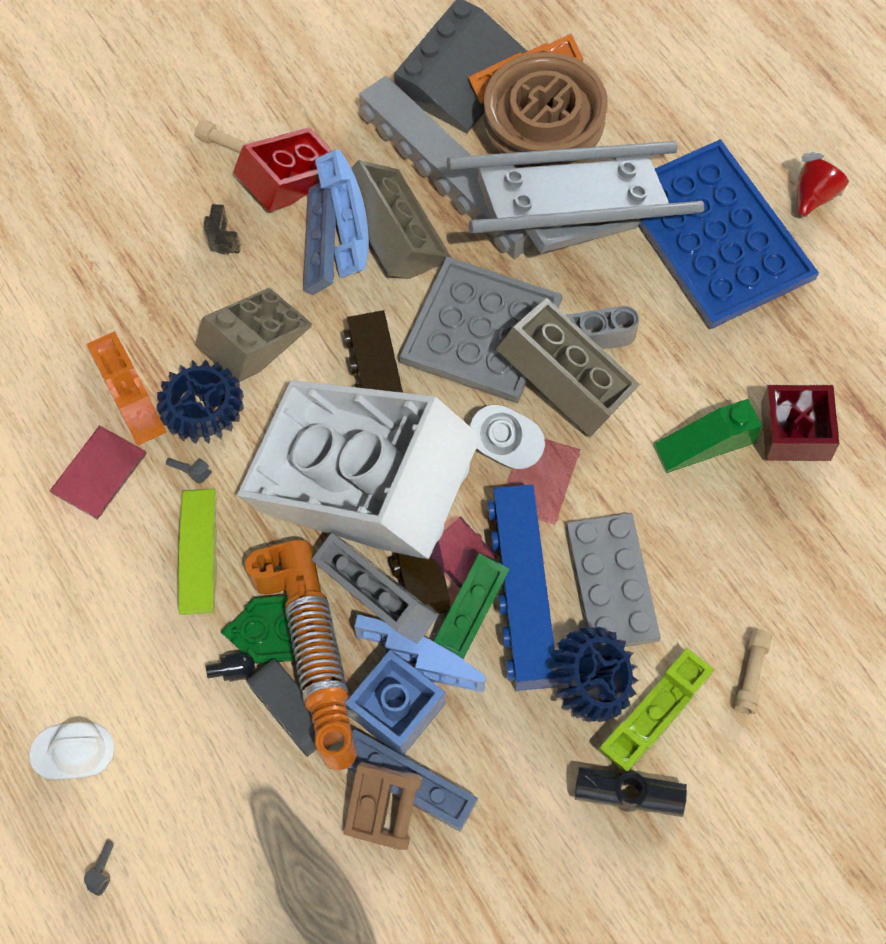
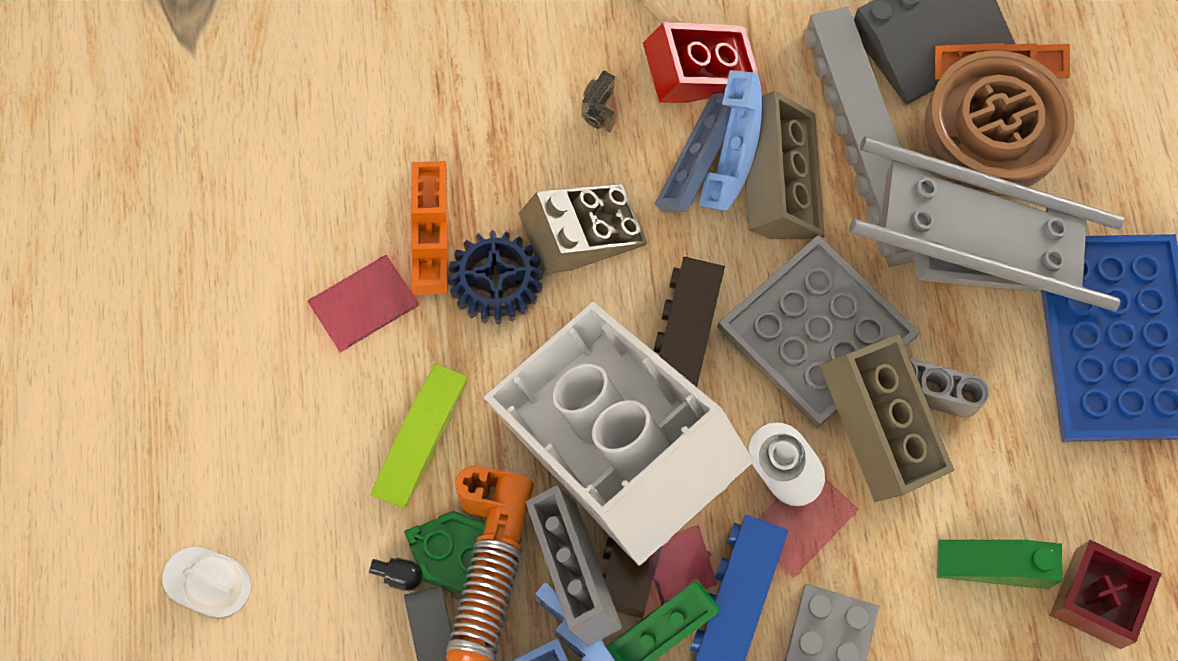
camera: 20 degrees right, 5 degrees up
(197, 472) = (460, 350): dark grey hand -> none

